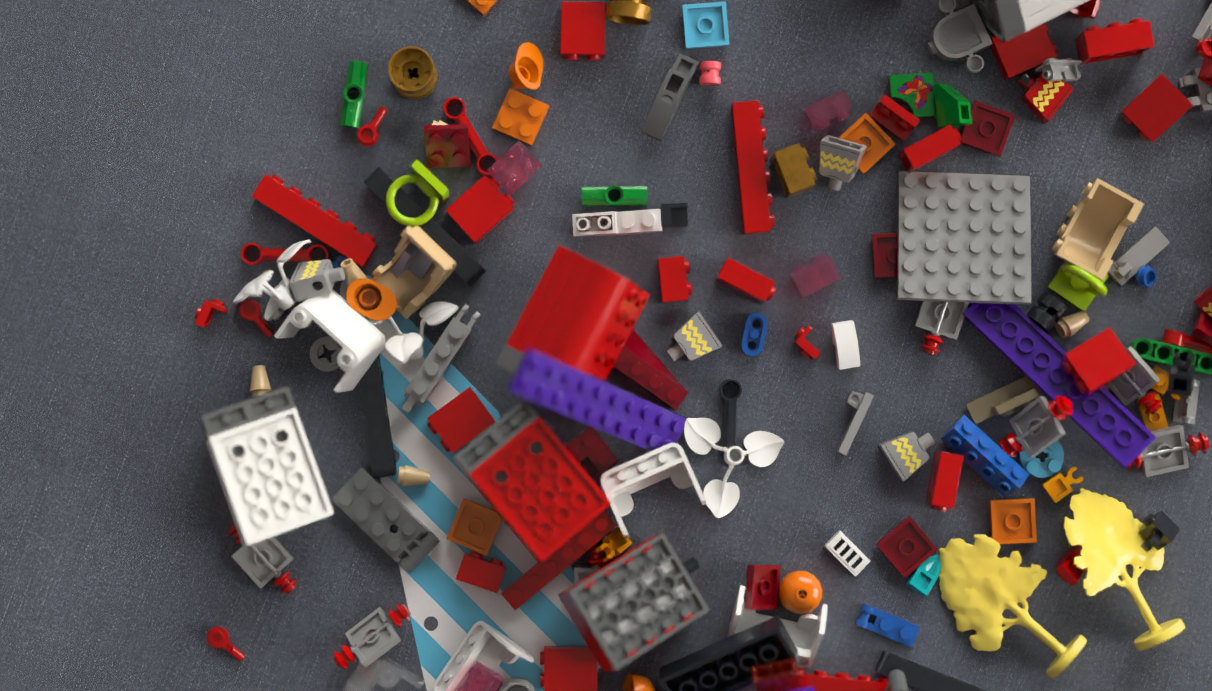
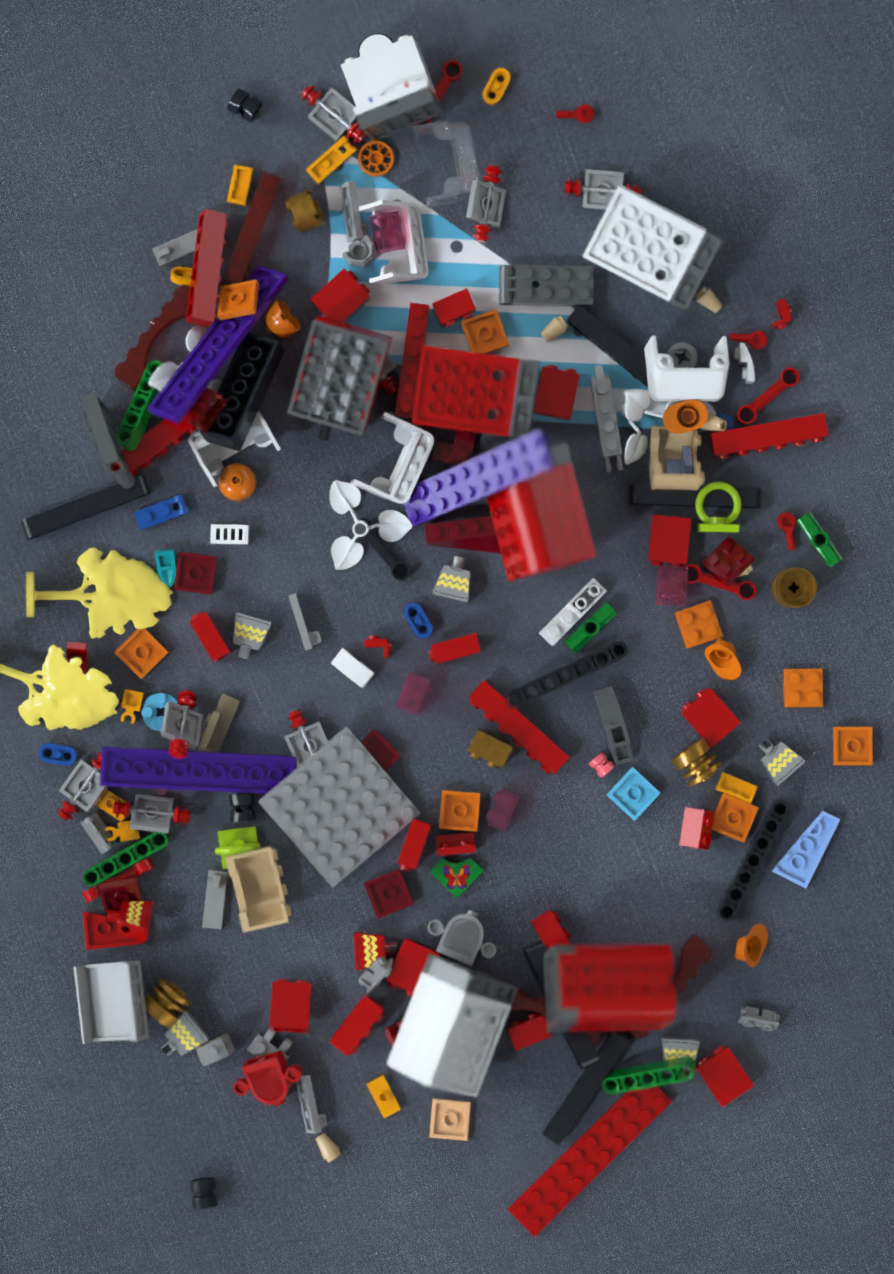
camera: 130 degrees right, 0 degrees up
(280, 293) = (746, 366): white plant -> none
(314, 279) = (734, 396): light grey torso -> none
(614, 544) = (385, 402): light orange plate -> none
(662, 167) = (573, 668): none -> black beam
(674, 215) = (540, 651): black panel -> none
(674, 279) = (502, 608): red brick -> none
(762, 586) = (265, 462): dark red plate -> none
(839, 160) = (466, 783): light grey torso -> none
(951, 107) = (424, 885): green slope -> none
(985, 456) = (197, 676): blue brick -> none
(1071, 324) = (218, 815): tan cone -> none
(1097, 362) = (181, 800): red brick -> none
(1146, 276) = (198, 890): blue plate -> none
(1158, 531) = (42, 730): black brick -> none
(1161, 498) = (58, 753): none -> blue plate
(1182, 376) = (117, 842): black brick -> none

